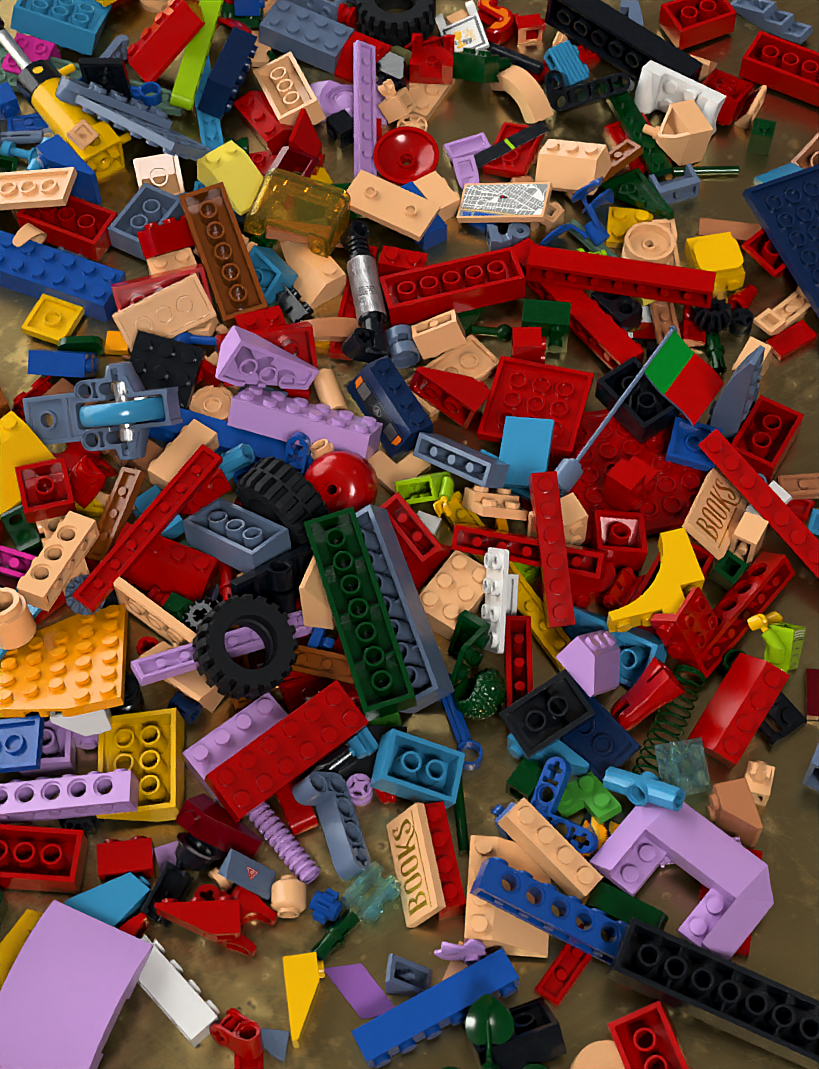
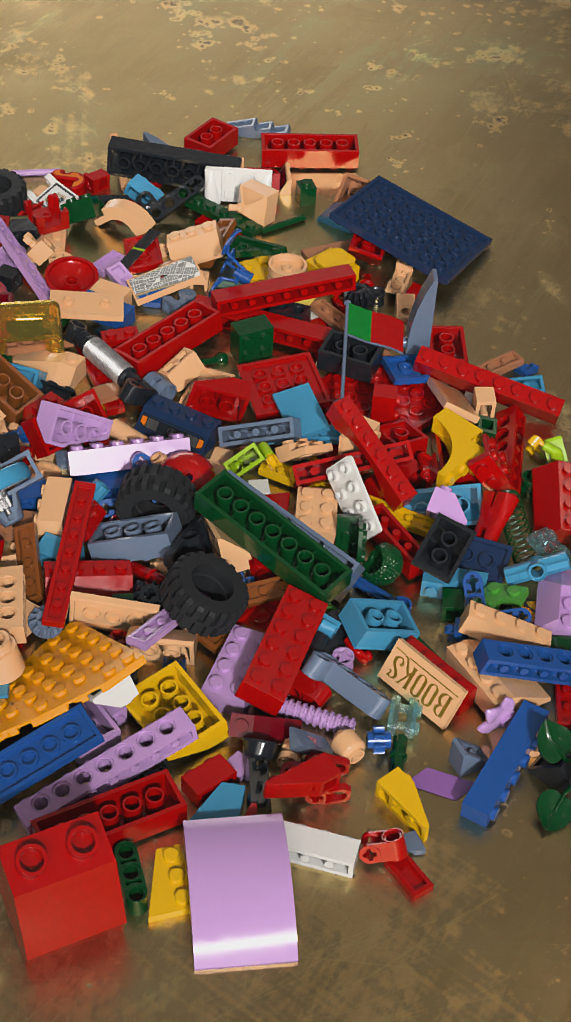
camera: 35 degrees left, 15 degrees down
(414, 531) = (273, 487): red brick -> none
(528, 344) = (249, 350): red brick -> none
(679, 188) = (278, 234): sand blue panel -> none

